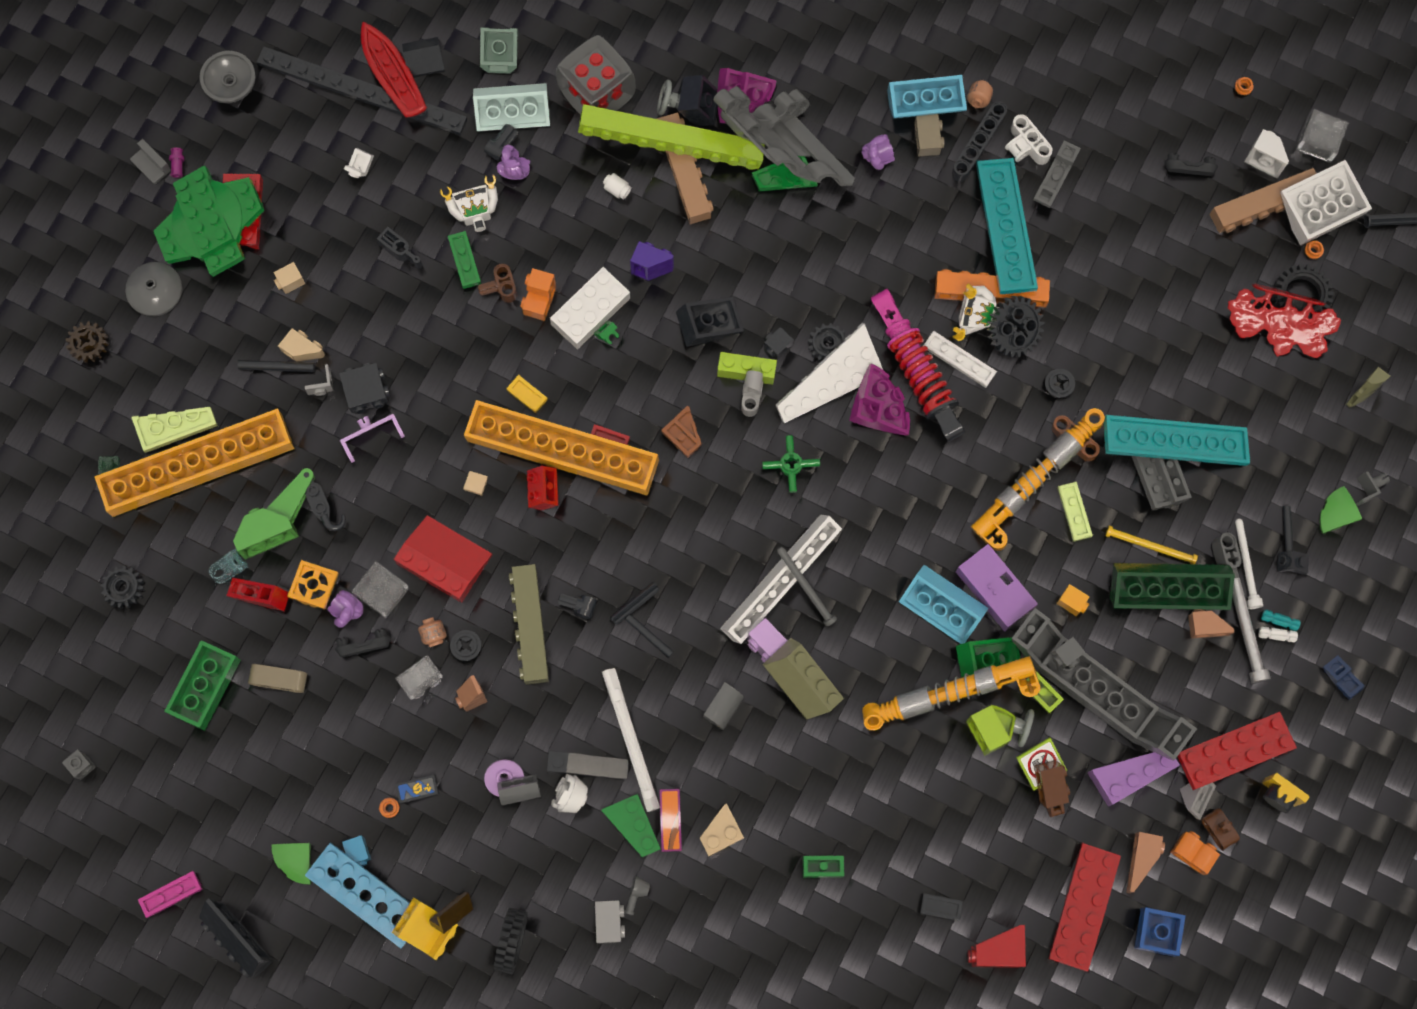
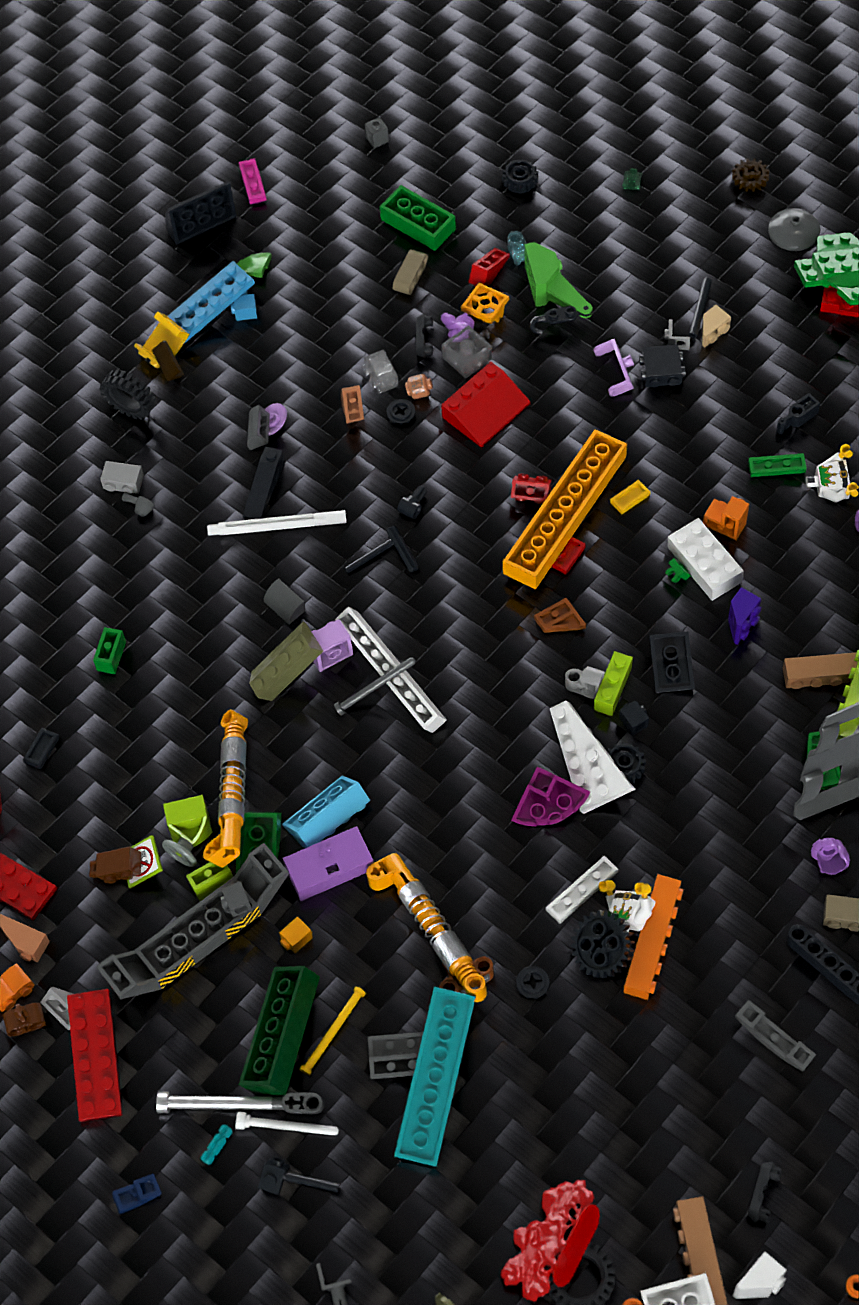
camera: 110 degrees right, 15 degrees down
(163, 429) = (657, 224): yellowish green wing -> none
(194, 462) = (619, 236): light orange brick -> none
(288, 278) = (783, 325): tan brick -> none
(385, 803) = (274, 336): orange plate -> none
(417, 789) = (284, 358): tile -> none
(475, 483) = (551, 442): tan tile -> none
(500, 284) = (746, 489): reddish brown beam -> none
(529, 623) = (405, 461): olive brick -> none
(570, 794) = (240, 463): white cone -> none
(616, 186) = (833, 605): white brick -> none
(633, 824) = (200, 513): green wing -> none
(670, 820) = (195, 540): slope -> none
(721, 832) = (171, 581): tan wing -> none
(791, 456) = (506, 697): green bar -> none
(916, 364) = (582, 837): piece -> none
(1006, 226) = (721, 963): teal plate -> none
(1022, 147) = (816, 1007): white beam -> none
(1074, 511) = (390, 964): yellowish green tile -> none
(1128, 776) = (103, 937): medium lavender wedge -> none
(1207, 624) = (230, 1063): nougat slope -> none
(1278, 634) = (202, 1137): white axle -> none
(1282, 793) = (35, 1085): piece -> none
(1338, 511) = (318, 1244): bright green brick -> none

